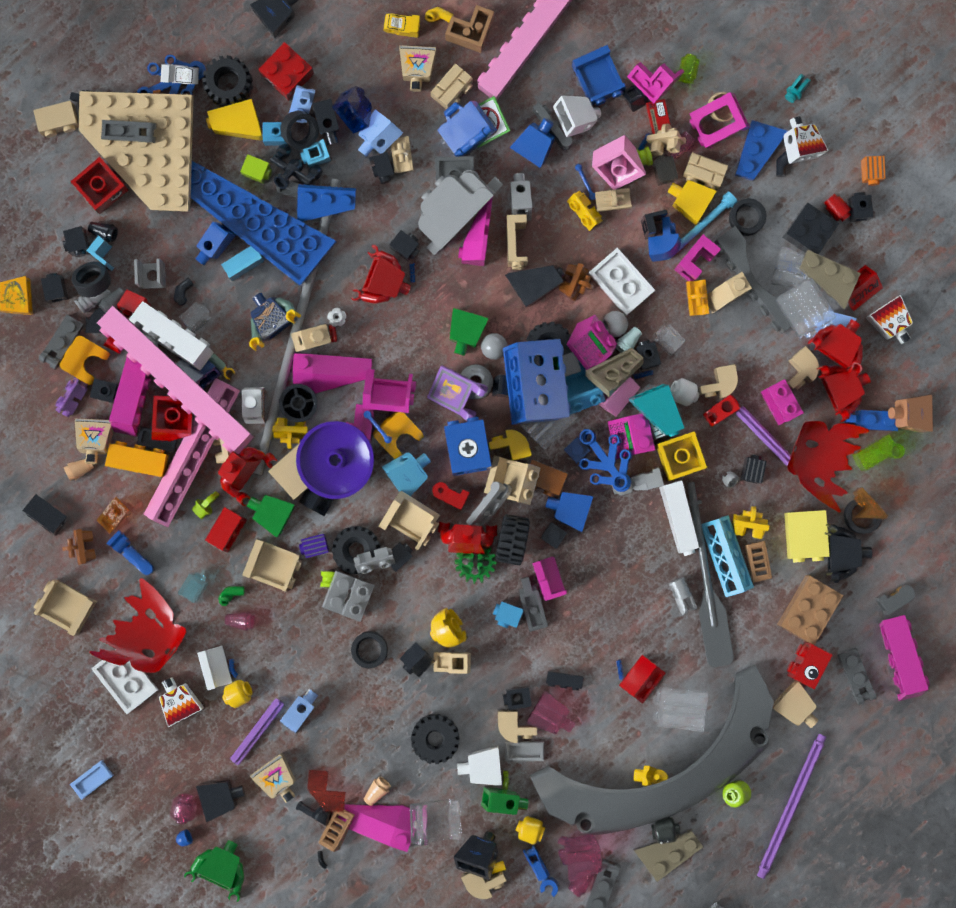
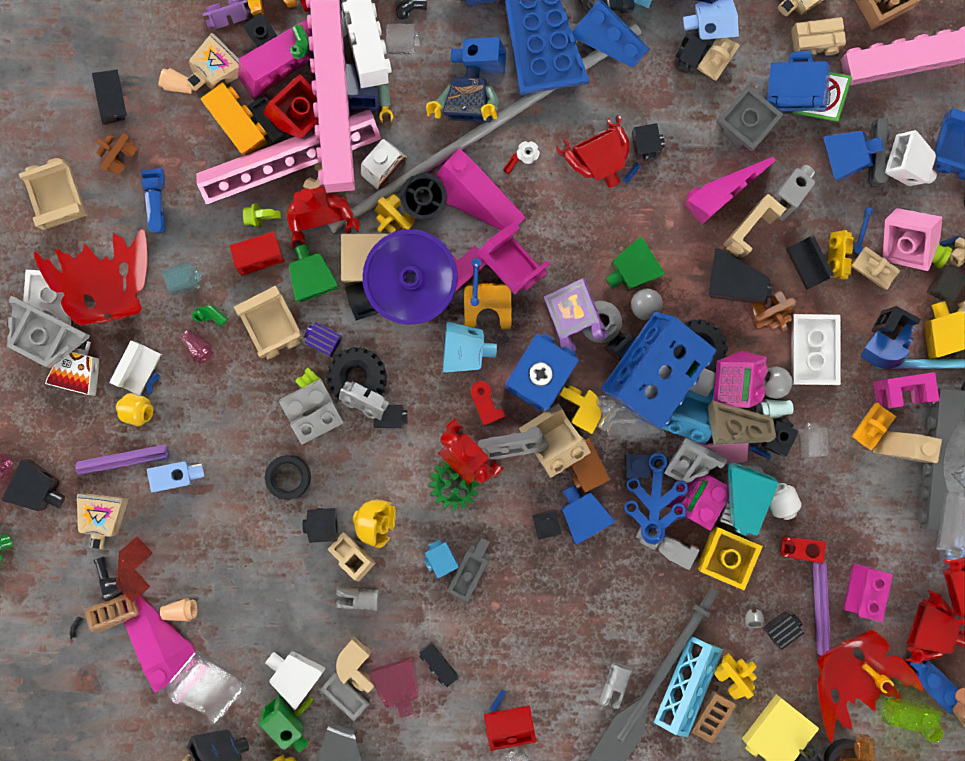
camera: 55 degrees right, 0 degrees up
(113, 515) = (170, 150): clear orange slope -> none
(138, 699) = (40, 334): none -> light grey wing
(139, 376) = (301, 46): none -> green arm
(242, 263) = (486, 26): medium azure panel -> none
(261, 280) = (483, 53): none -> blue torso
(311, 337) = (488, 148): tan torso -> none
(411, 518) = (431, 392): tan panel -> none
(430, 724) = (274, 593): black tyre -> none
(453, 205) = (725, 142): light grey brick -> none
(482, 681) = (362, 599): none -> light grey hinge
(512, 539) = (506, 495): black tyre -> none
(525, 699) = (382, 651): black brick -> none
(529, 433) = (608, 410): none -> clear arm
(549, 578) = (507, 560): dark pink panel -> none
(570, 231) = (810, 262): none -> black panel
(607, 417) = (693, 461): none -> light grey wing
(679, 517) = (677, 612): white slope -> none
(726, 382) = (831, 525): tan brick -> none
(806, 365) = (918, 579): tan brick -> none
(837, 447) = (880, 679): none -> light orange hand

